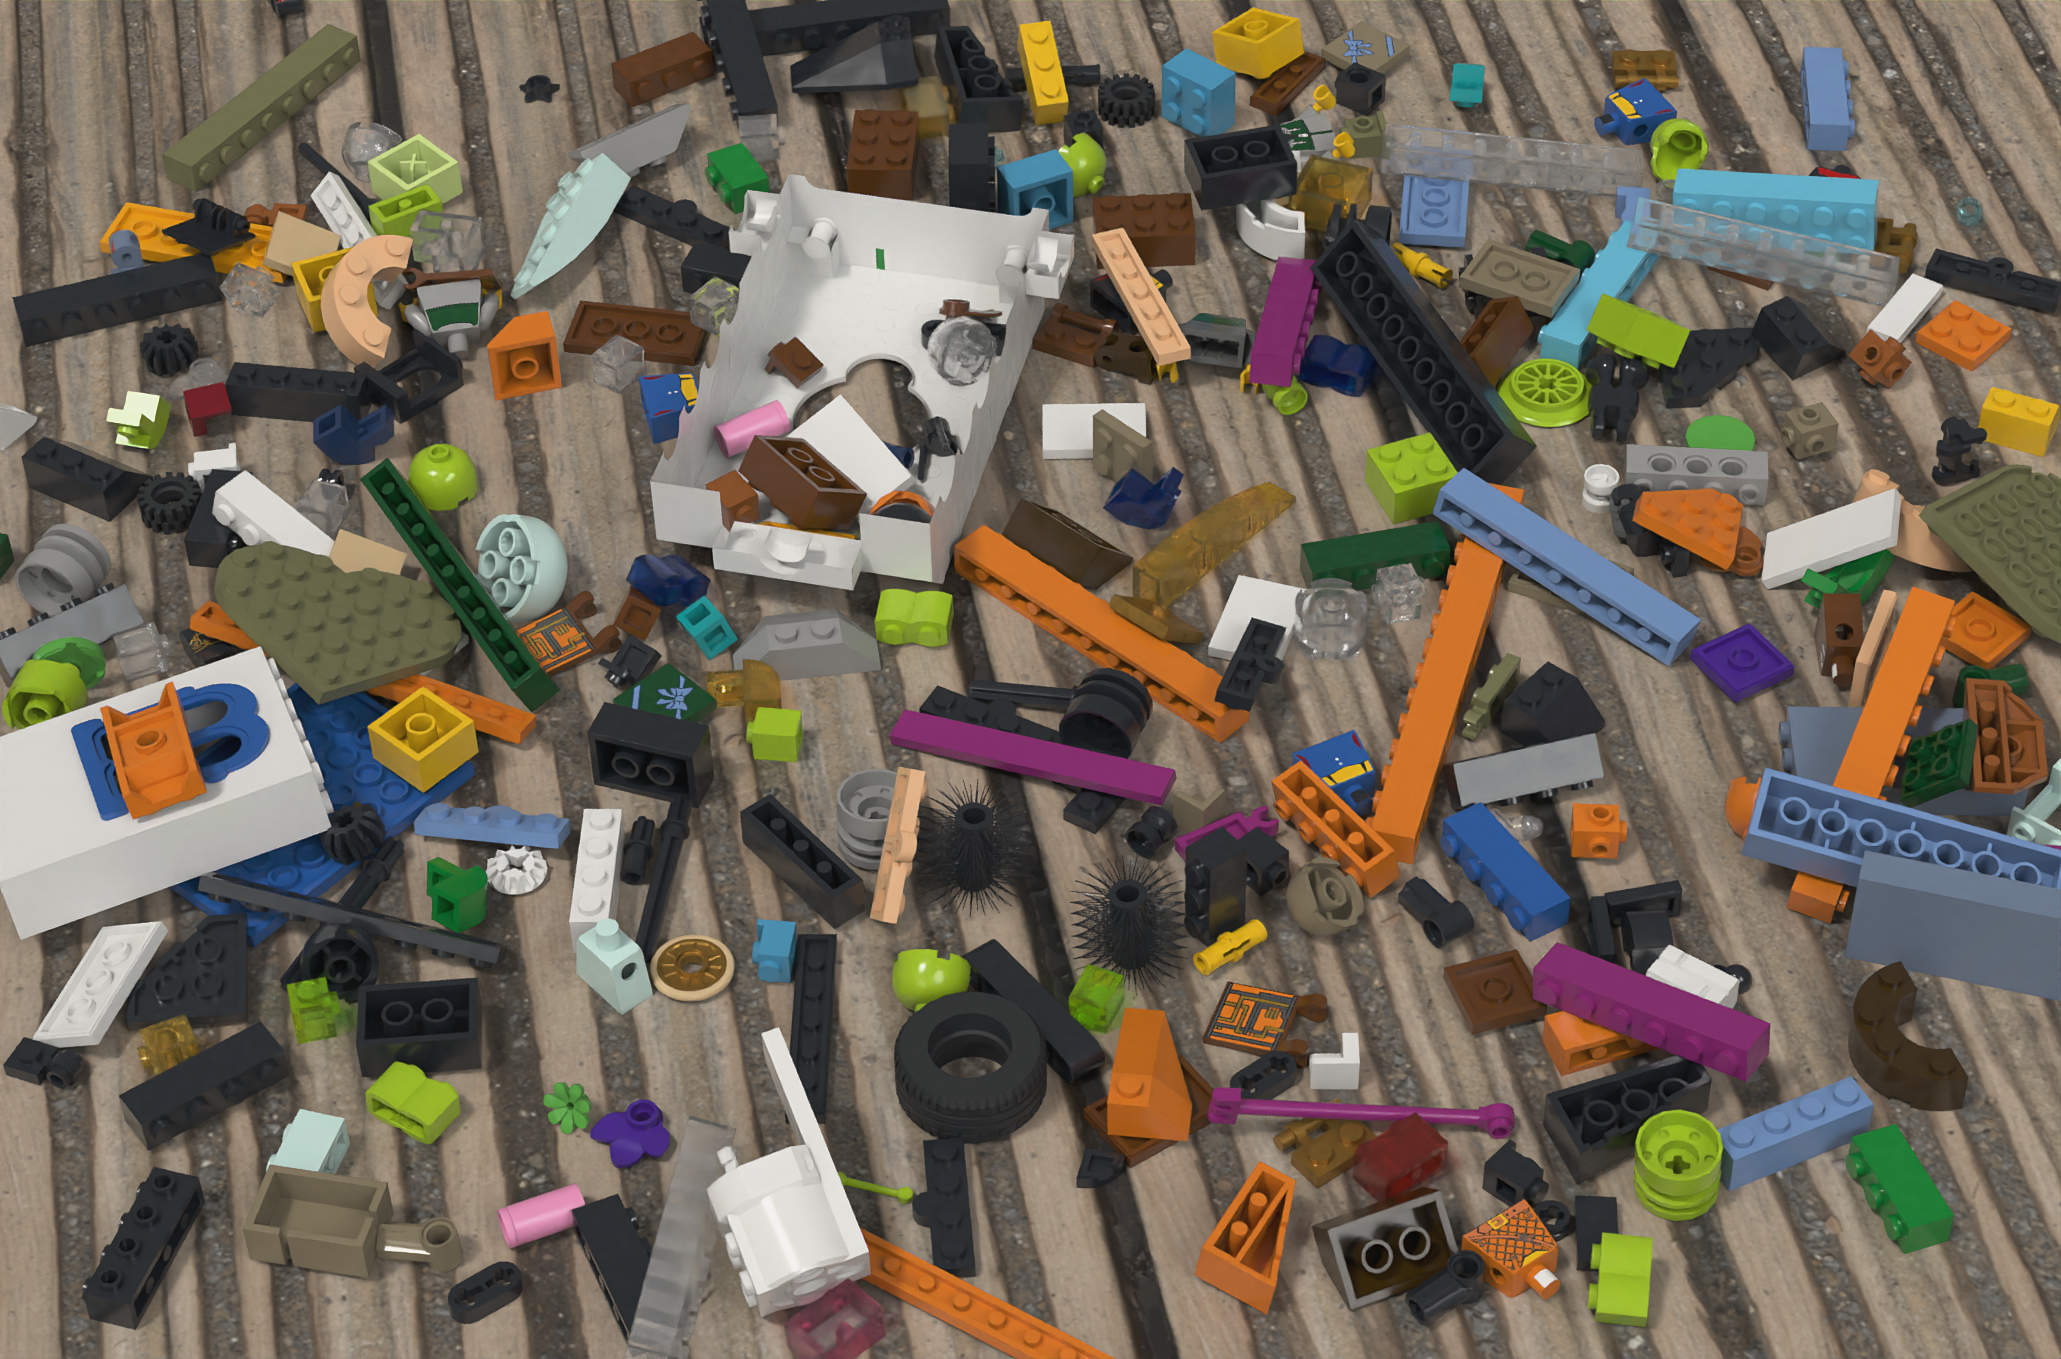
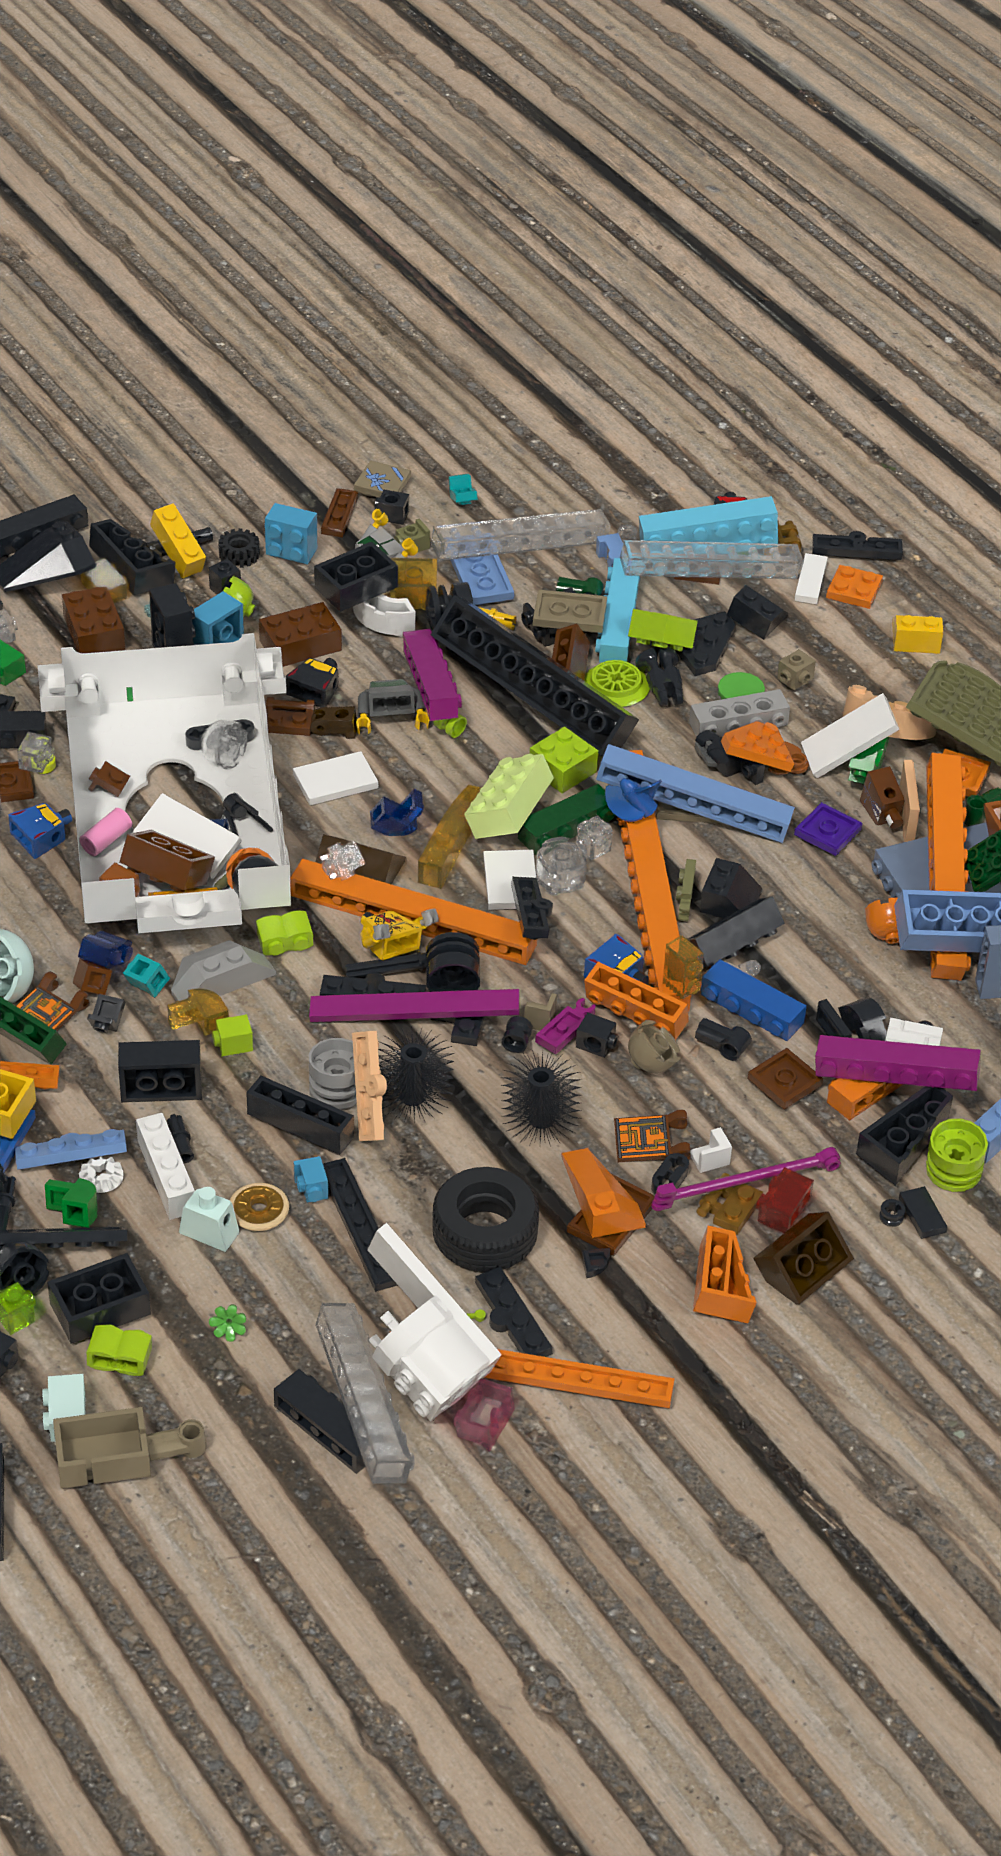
camera: 25 degrees left, 0 degrees up
(485, 1292) = (232, 1458): black beam -> none
(539, 1215) = (249, 1399): bright pink pin -> none
(633, 1133) = (278, 1330): dark purple plate -> none
(668, 694) = (144, 1026): dark green tile -> none
(674, 832) = (198, 1120): black axle -> none
(923, 977) = (427, 1170): lime cylinder -> none
(957, 308) = (207, 716): reddish brown plate -> none
(1035, 535) = (342, 860): none -> clear brick
(1053, 653) = (392, 934): none -> yellow torso
(1069, 1046) = (463, 1153): black beam -> none
(1097, 998) = (539, 1152): clear neon green brick -> none
(1119, 448) = (367, 785): dark tan plate -> none
(1141, 297) = (330, 679): light nougat plate -> none
(1156, 619) = (448, 892): pearl gold plate -> none
(1215, 886) = (589, 1054): black brick -> none
(1230, 947) = (605, 1095): yellow pin -> none
(1258, 42) = (312, 488): yellow brick -> none
(1303, 507) = (509, 796): none -> yellowish green brick
(1337, 365) = (478, 696): clear blue brick -> none
(1408, 797) = (683, 967): none -> clear yellow brick
(1447, 1288) = (854, 1272): black piece -> none
(1466, 555) = (631, 800): none -> blue piece
(1514, 1177) = (859, 1192): black brick -> none
(1516, 1252) = (883, 1238): orange torso -> none
(1596, 830) = (797, 959): orange brick -> none
(1599, 484) = (685, 736): white wheel -> none
(1622, 1279) = (957, 1235): lime brick -> none
(1634, 113) = (582, 486): blue torso -> none
(1648, 897) = (850, 993): black tile -> none
(1656, 66) = (569, 455): pearl gold plate -> none
(1677, 146) = (622, 503): lime hair -> none
(1826, 99) = (694, 450): medium blue brick -> none
(1880, 359) = (816, 613): dark orange brick -> none
(1957, 441) = (889, 665): black piece -> none
(1961, 211) = (823, 503): clear light blue hinge -> none

